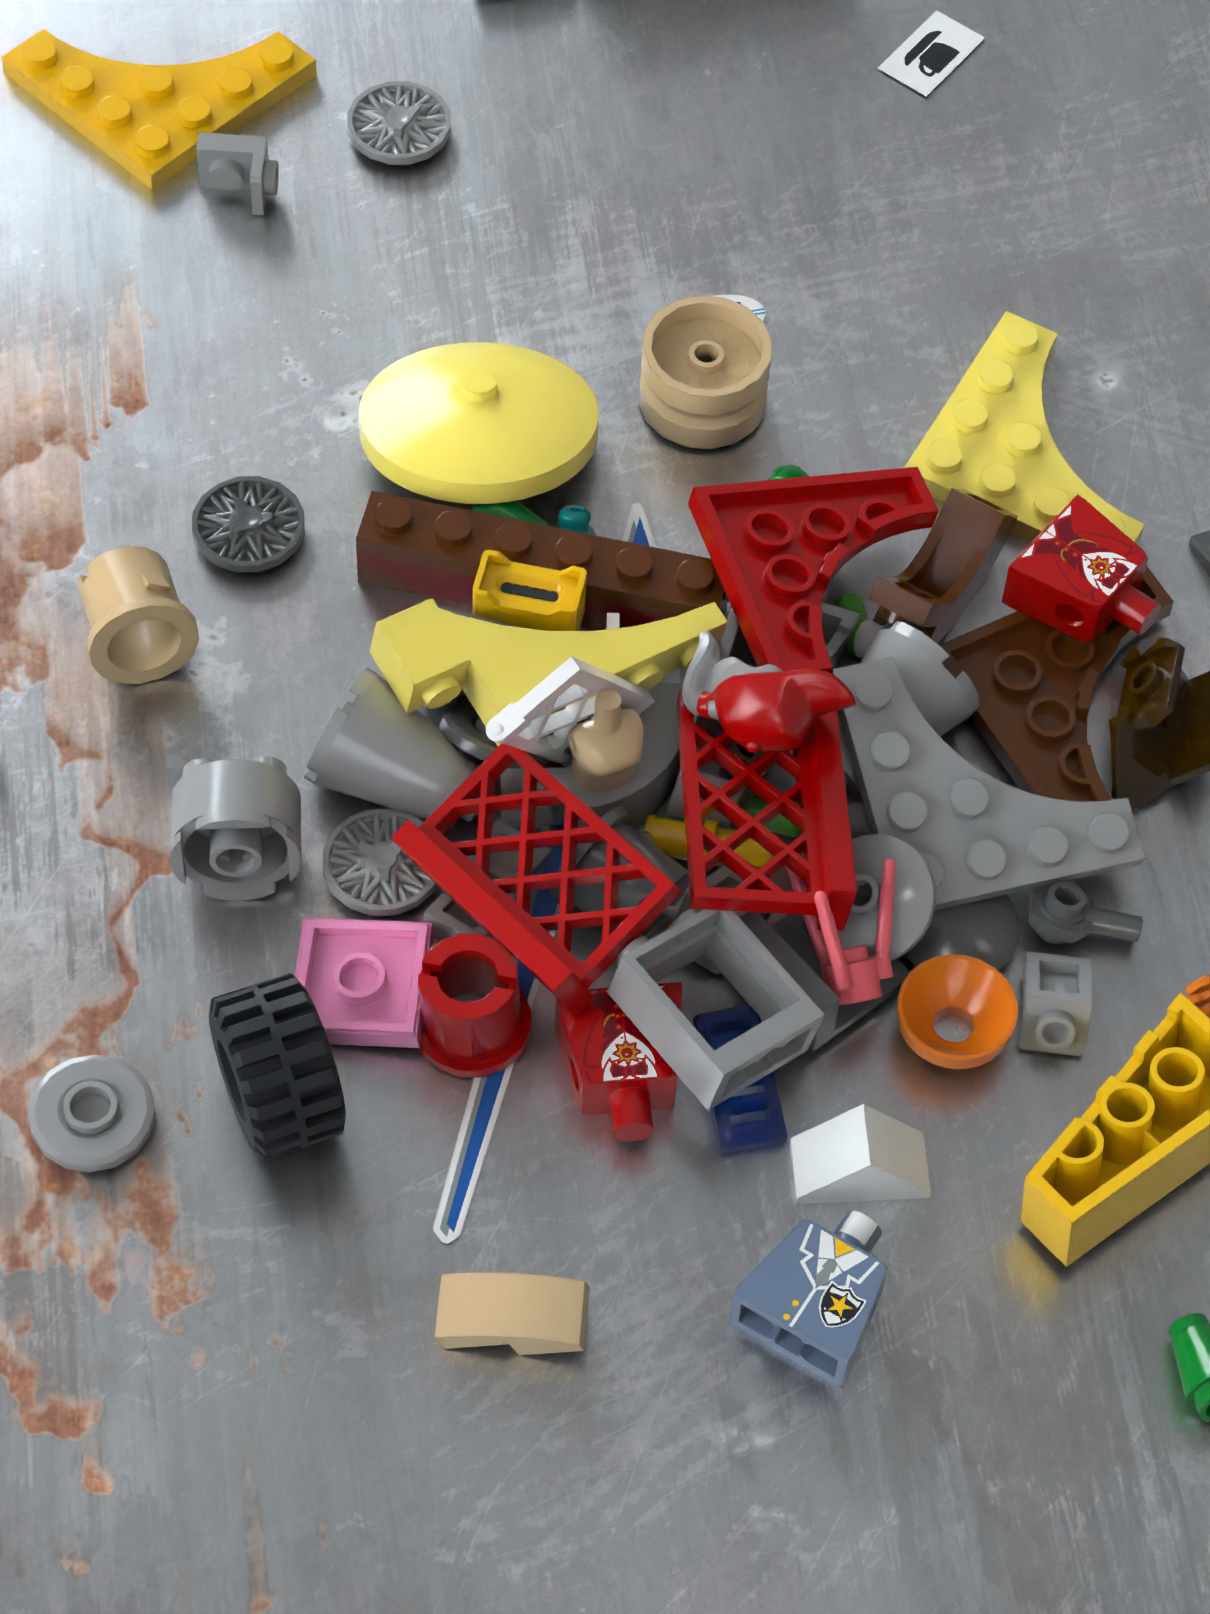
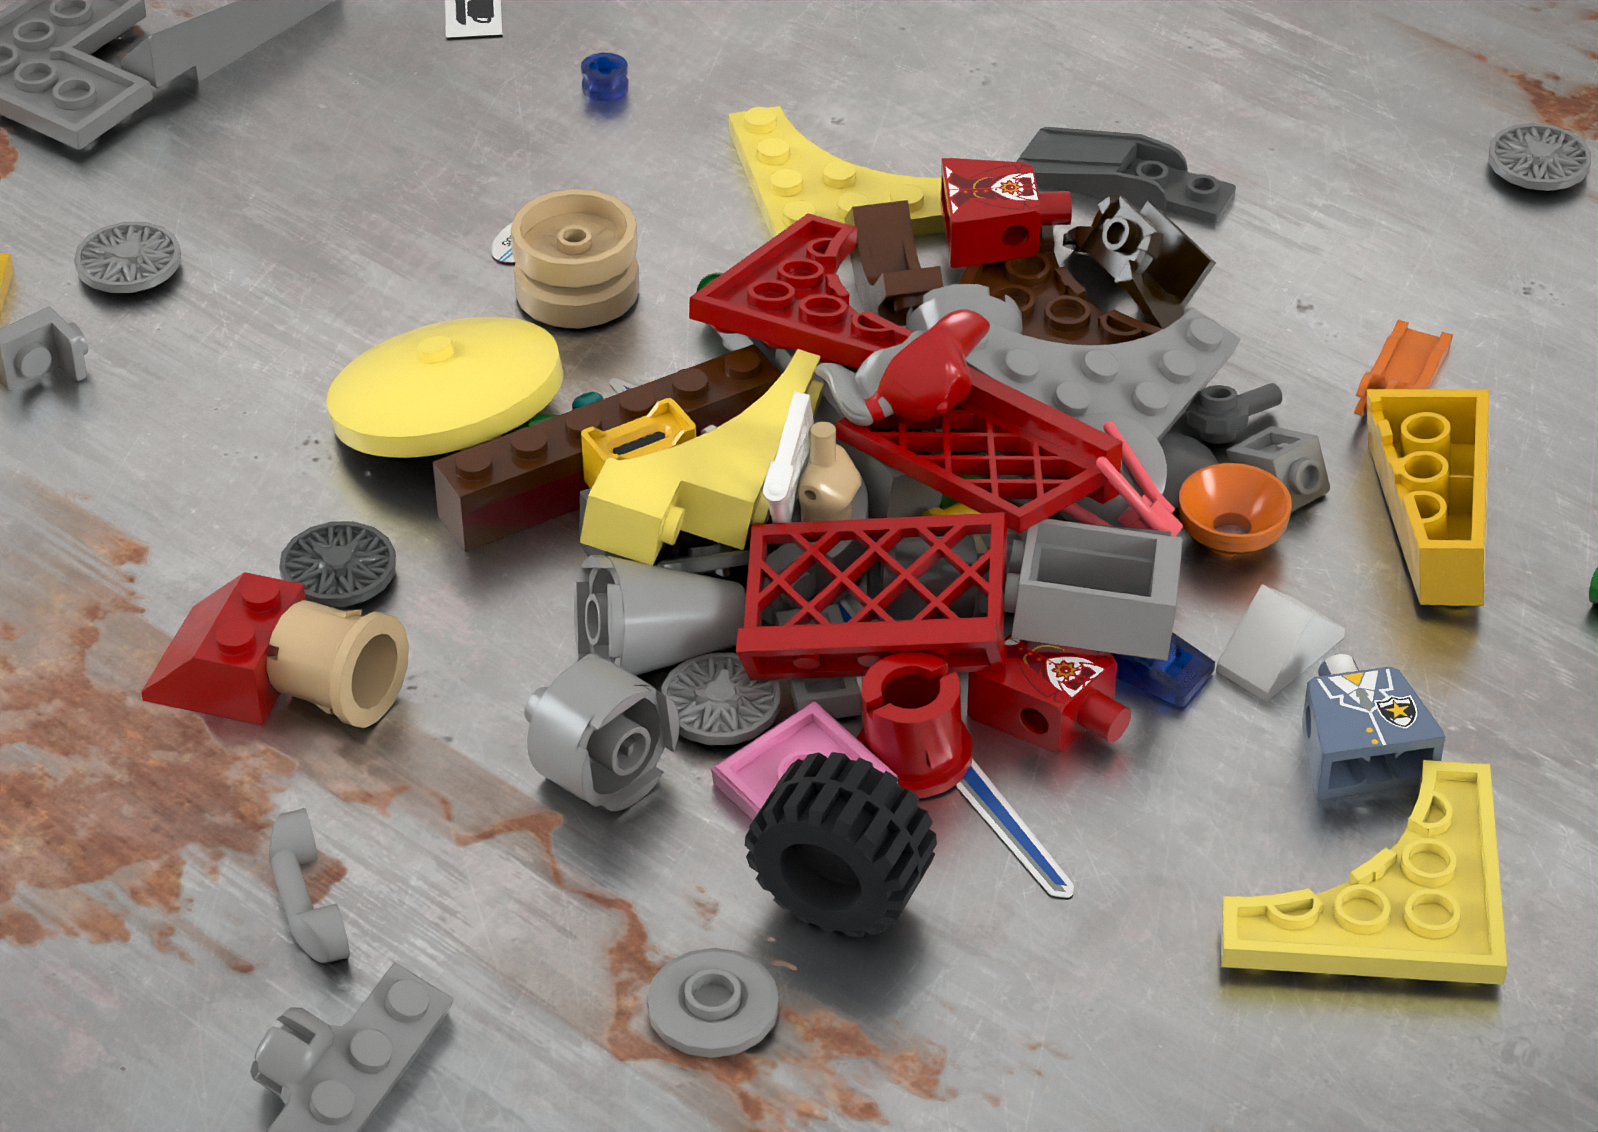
camera: 40 degrees left, 15 degrees down
(67, 539) = (223, 651): none -> red slope
(514, 1309) = (1177, 892): tan slope -> none
(671, 1482) = (1406, 912): none -> light yellow plate
(953, 185) = (604, 76): none -> clear blue bush

